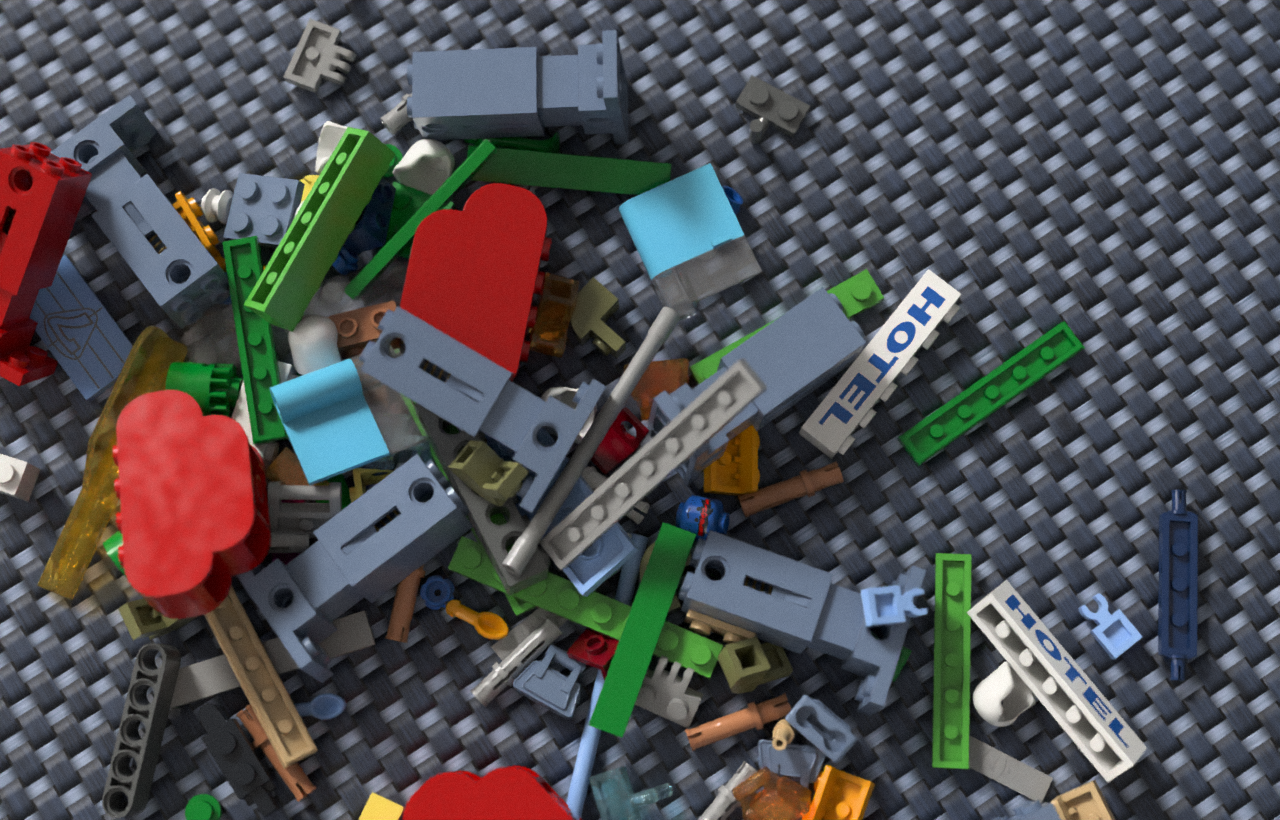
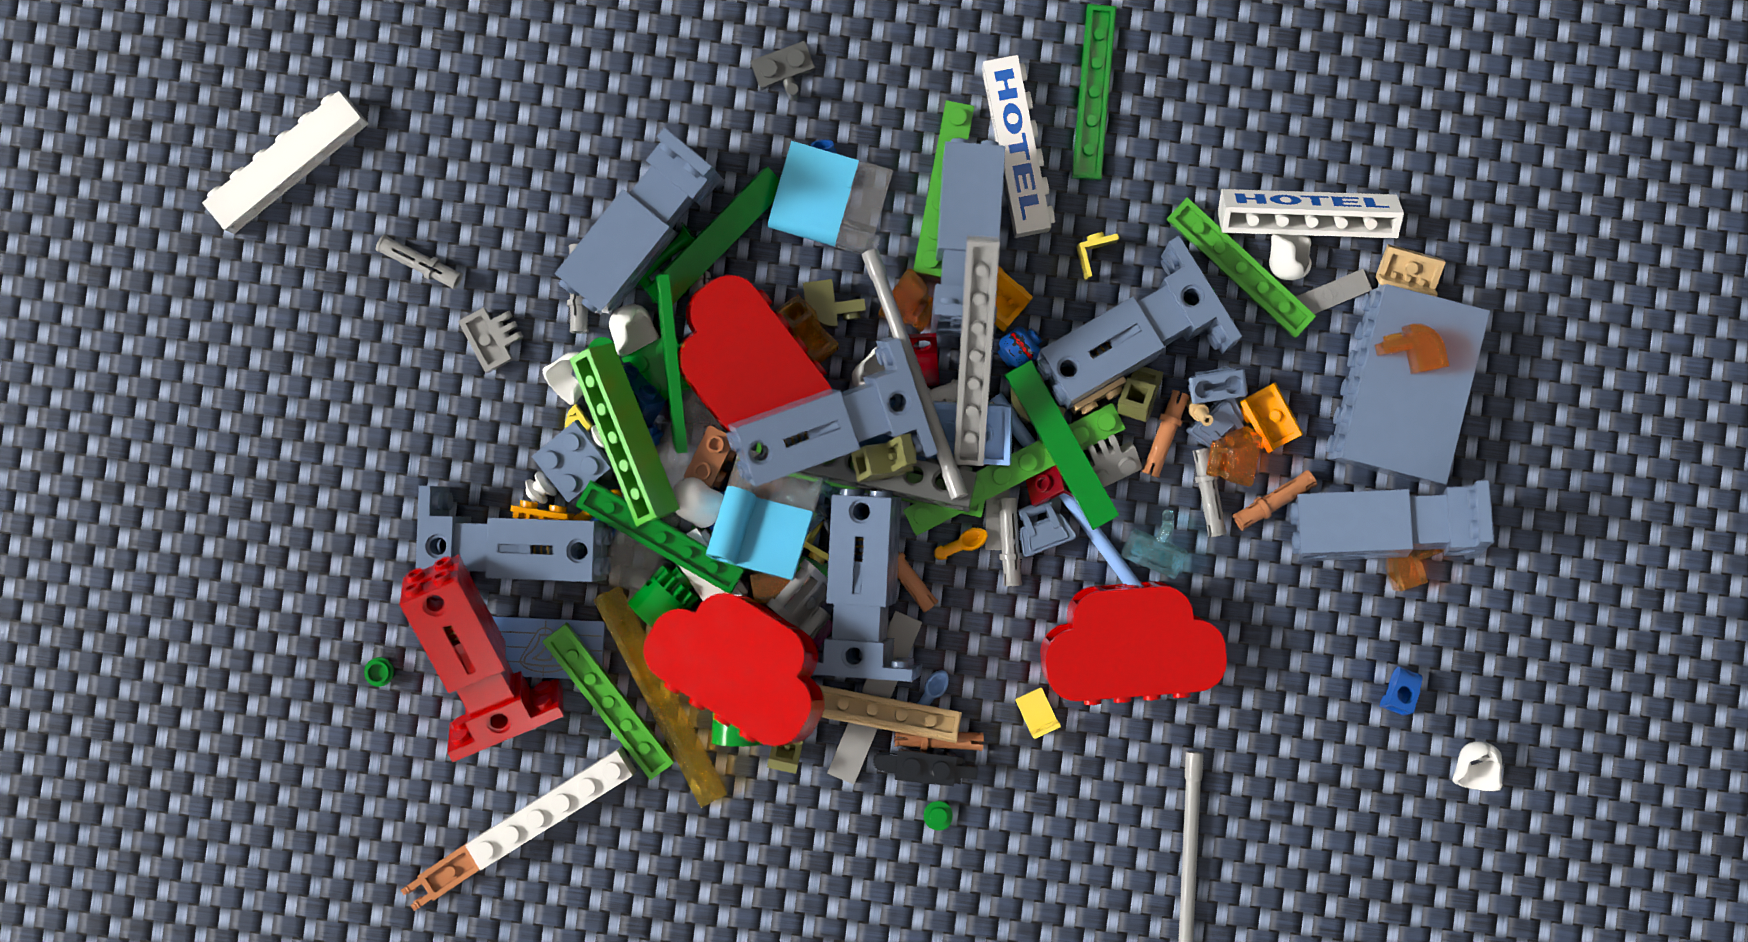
camera: 55 degrees left, 10 degrees up
(70, 421) = (608, 700): none -> bright green plate
(129, 743) = (859, 826): dark grey beam -> none
(437, 583) = (918, 562): blue plate -> none
(804, 484) = (1051, 264): nougat pin -> none
(856, 505) = (1093, 241): none -> light yellow bracket
(888, 606) = (1184, 277): light blue plate -> none
(1113, 630) = (1307, 151): light blue plate -> none
(1178, 585) = (1314, 84): dark blue plate -> none

